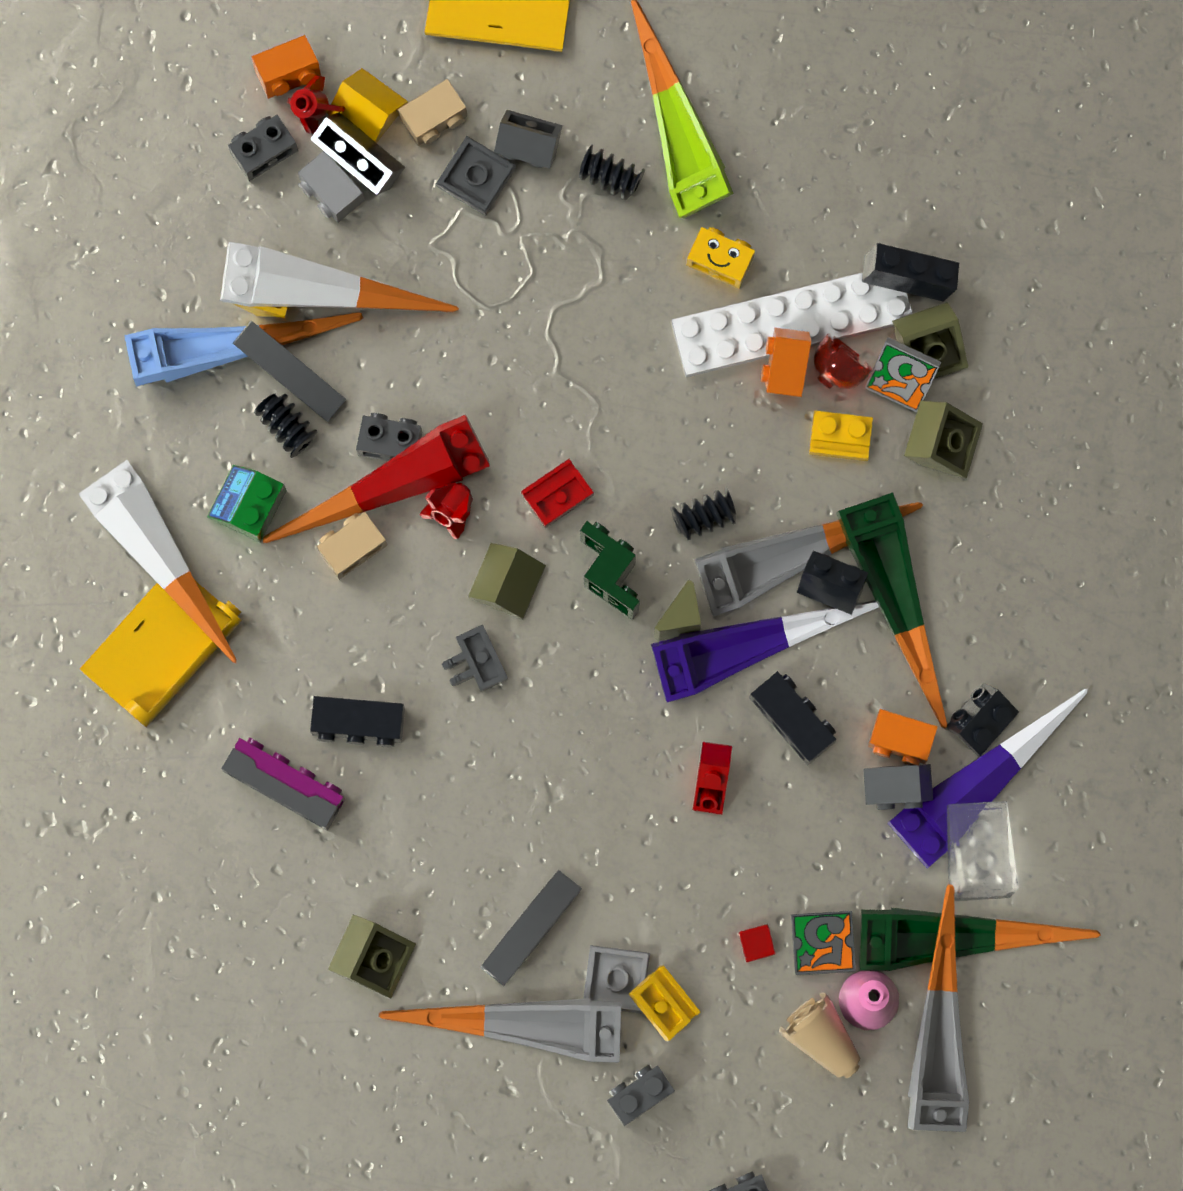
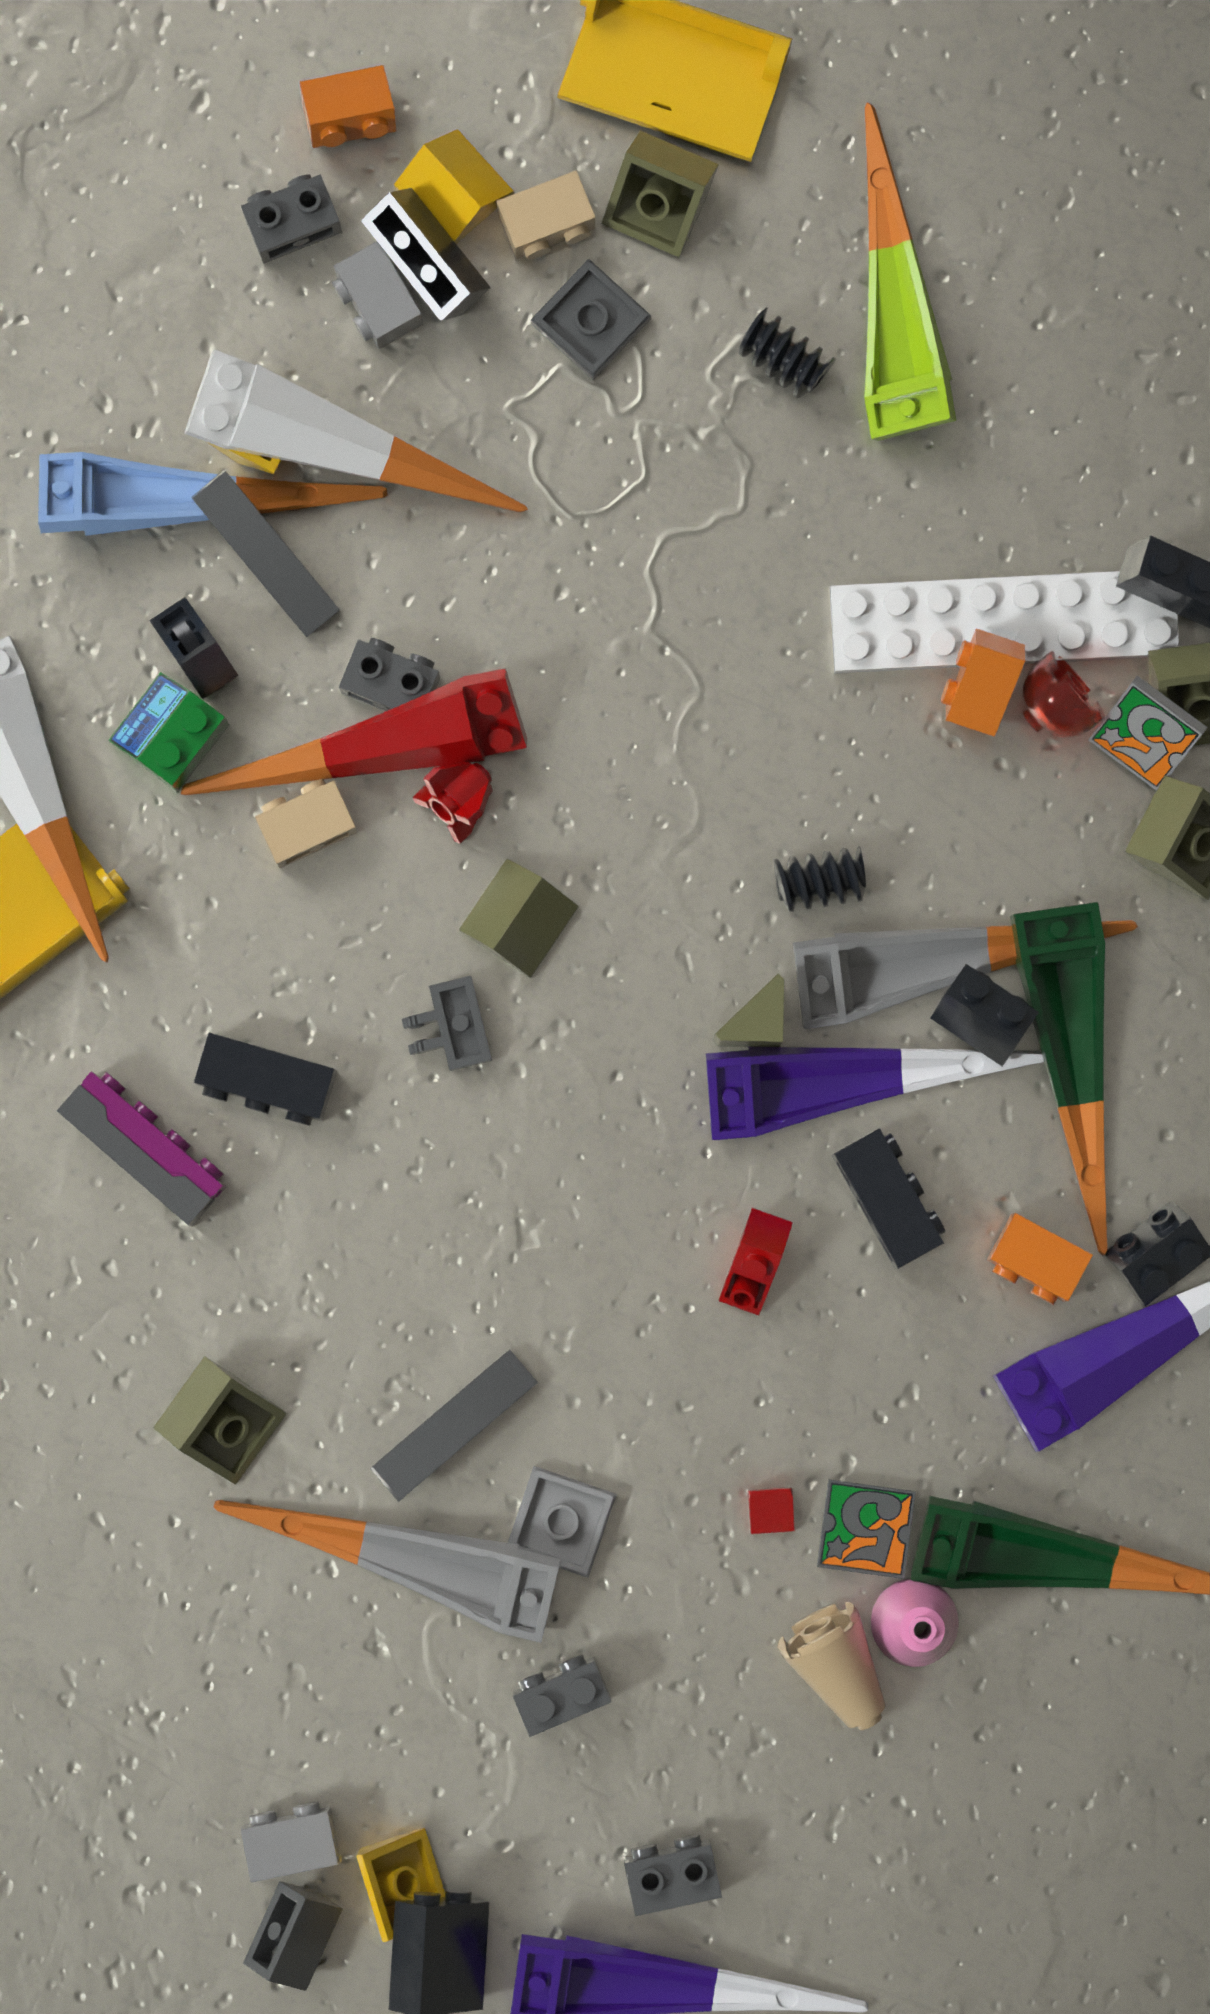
camera: 10 degrees right, 5 degrees up
(253, 443) = (194, 648): none -> black arch
(285, 424) = (245, 628): black piece -> none
(312, 104) = (374, 169): red brick -> none
(504, 82) = (659, 193): none -> olive slope
(528, 139) = (675, 281): dark grey brick -> none
(557, 493) = (615, 806): red plate -> none
(610, 569) = (669, 932): dark green bracket -> none
(664, 1003) = (622, 1571): yellow plate -> none
(720, 256) = (920, 508): yellow brick -> none
(840, 435) = (1039, 802): yellow plate -> none
(898, 785) = (1019, 1327): dark grey brick -> none
(938, 1073) = (992, 1753): light grey plate -> none
(980, 851) = (1117, 1445): clear slope -> none

